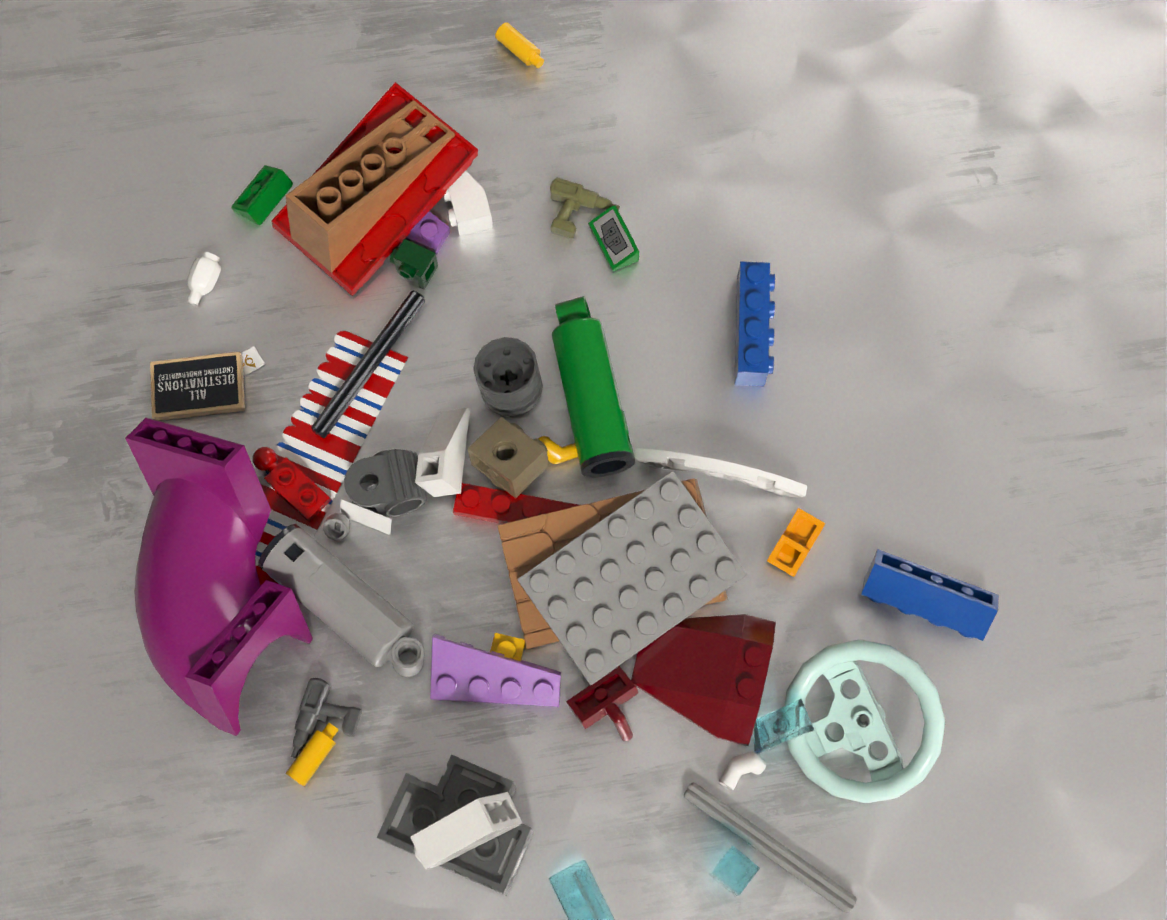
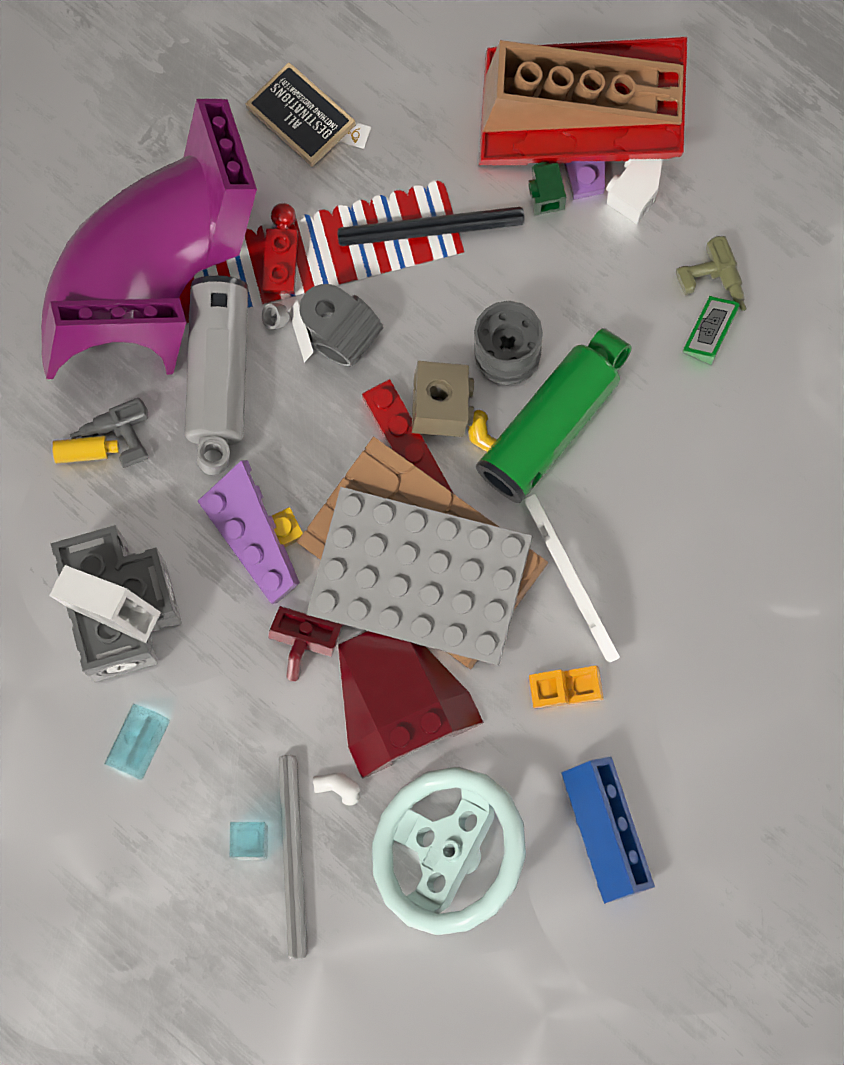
camera: 55 degrees right, 5 degrees up
(202, 276) = (393, 38): white plant -> none
(262, 194) = (505, 21): green slope -> none
(443, 454) = (401, 345): white slope -> none
(519, 45) = (825, 105): yellow cylinder -> none
(752, 324) = (730, 501): blue brick -> none
(781, 726) = (392, 790): clear light blue slope -> none

